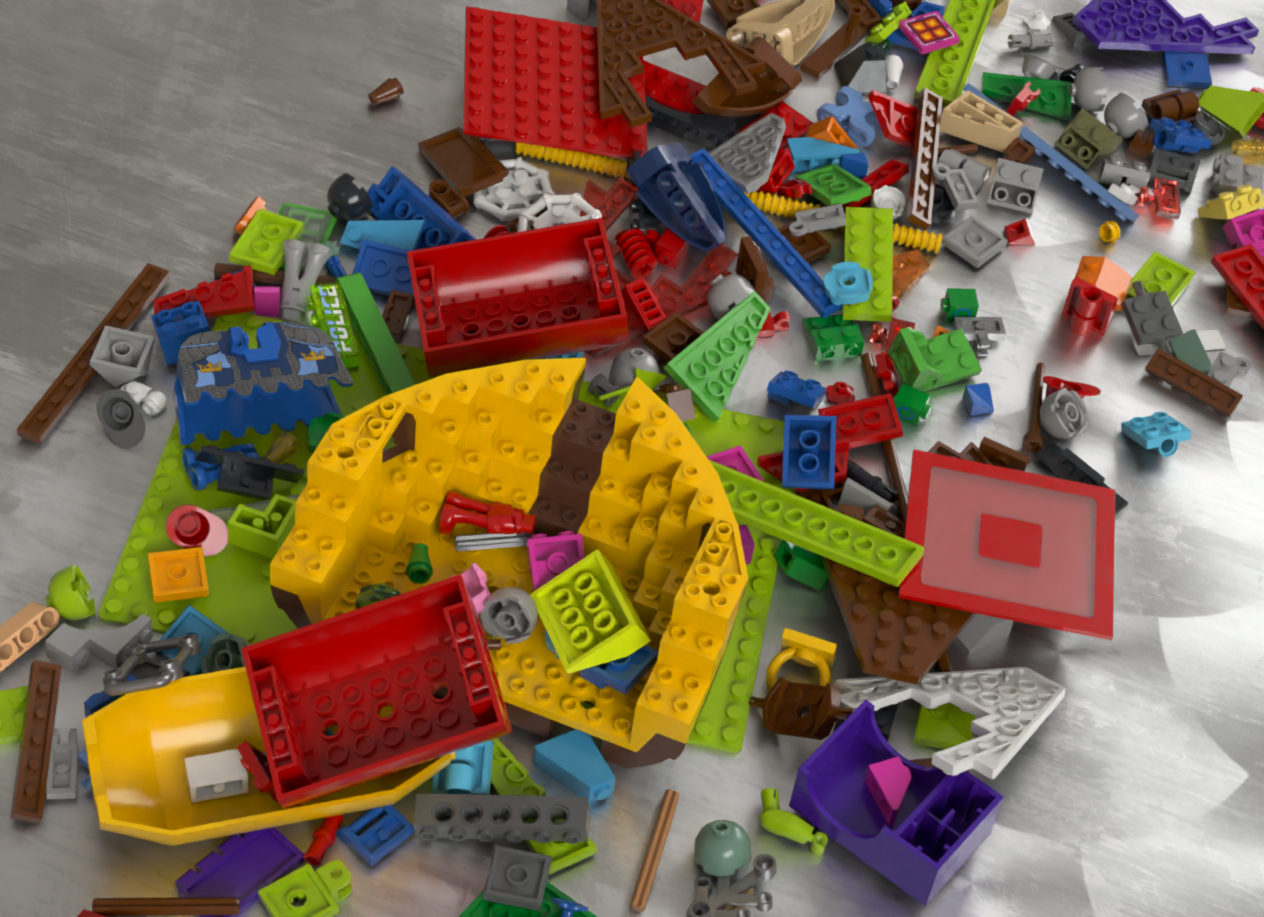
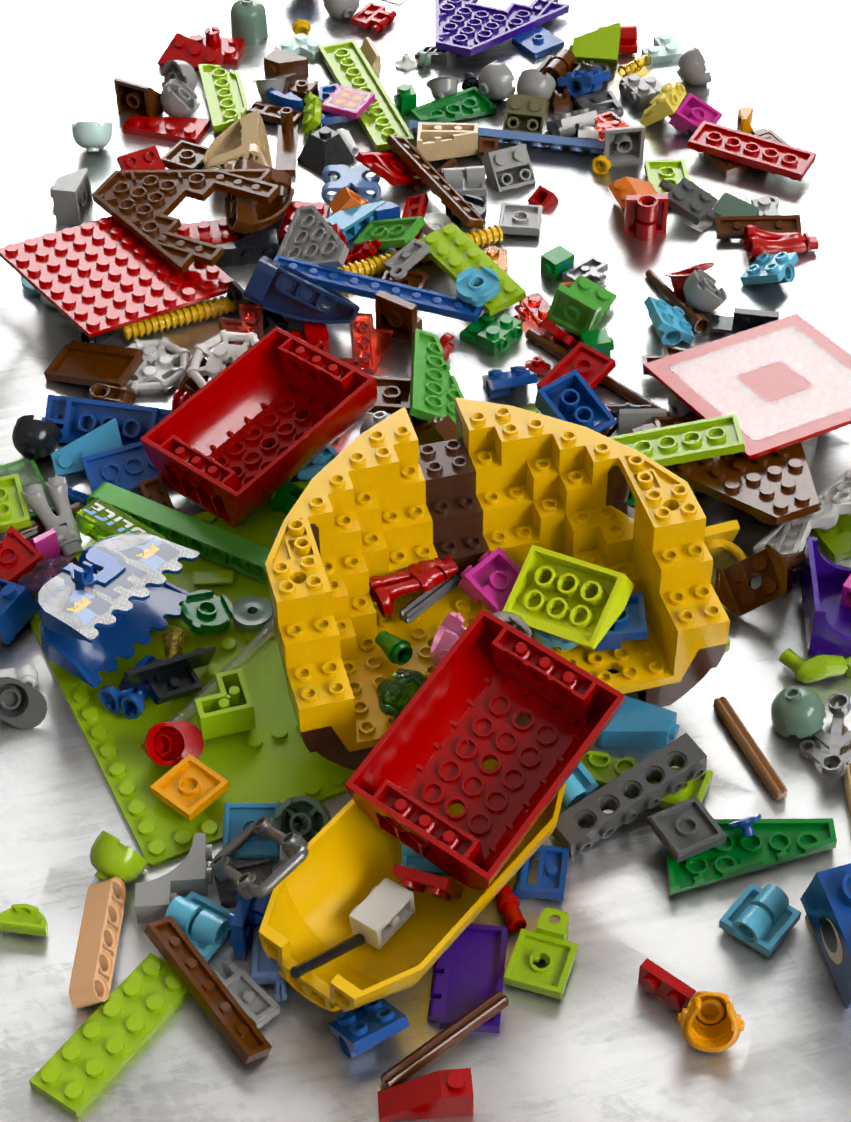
camera: 30 degrees left, 5 degrees down
(77, 683) = (201, 921): none -> medium azure plate
(120, 853) = (367, 1026): none -> blue plate
(133, 777) = (327, 956): none -> black bar
(248, 321) = (45, 570): none -> clear purple plate
(727, 293) = (397, 341): light grey cylinder -> none
(957, 187) = (476, 187): light grey hinge -> none
(978, 399) = (633, 316): blue slope -> none
(989, 59) = (405, 99): none -> green brick
(1001, 421) = (669, 322): none -> medium azure plate
(1003, 456) = (692, 339): reddish brown plate -> none
(1022, 99) = (457, 112): red plate -> none
(1030, 40) = (418, 74): light grey pin -> none
(1054, 27) = (424, 59): none -> sand green plate
(1146, 224) = (624, 144): none -> light grey slope
(1185, 404) = (761, 241): none -> red piece

